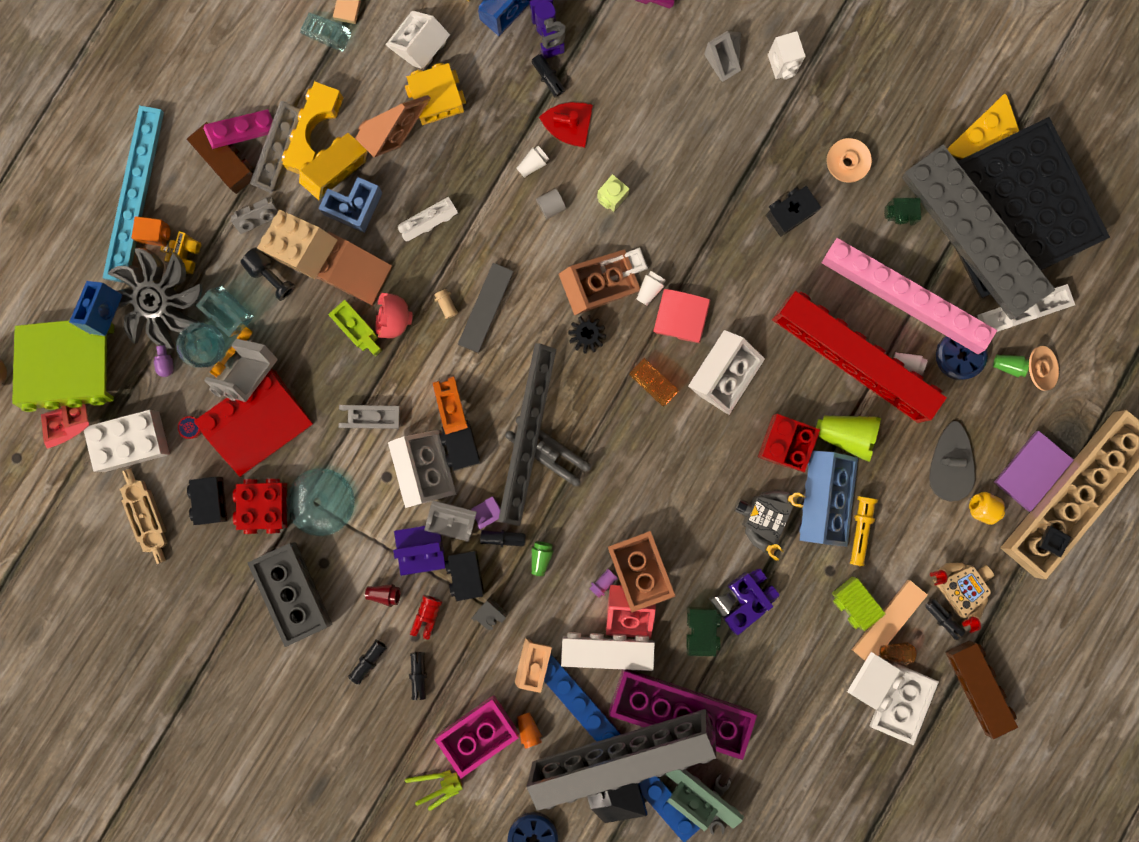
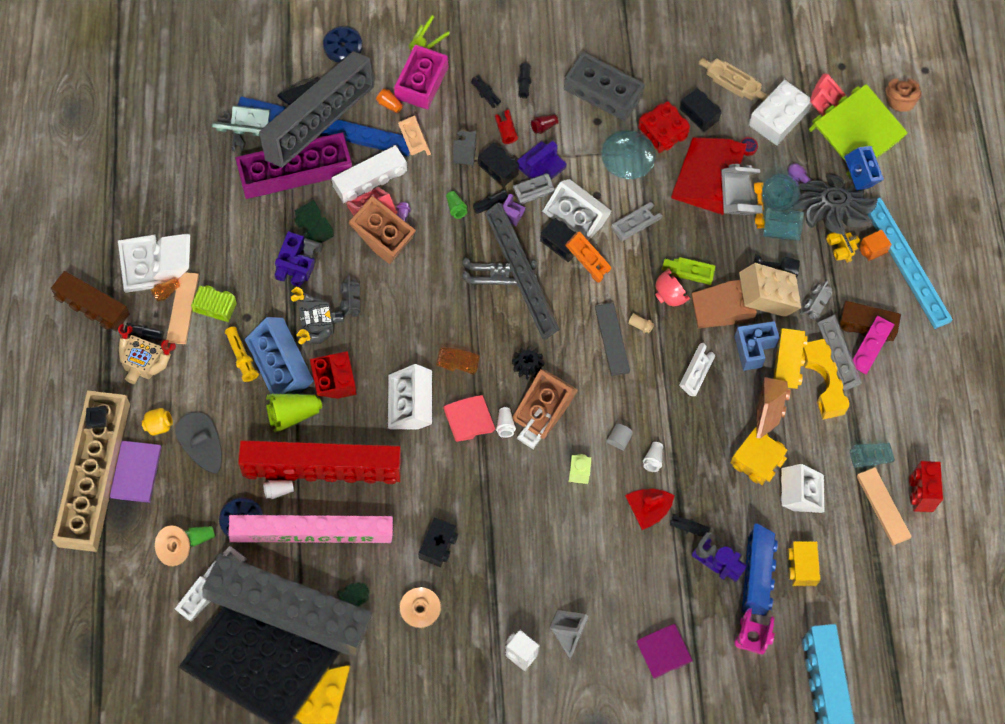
camera: 145 degrees right, 20 degrees down
(713, 530) = (349, 290): none -> dark grey hinge

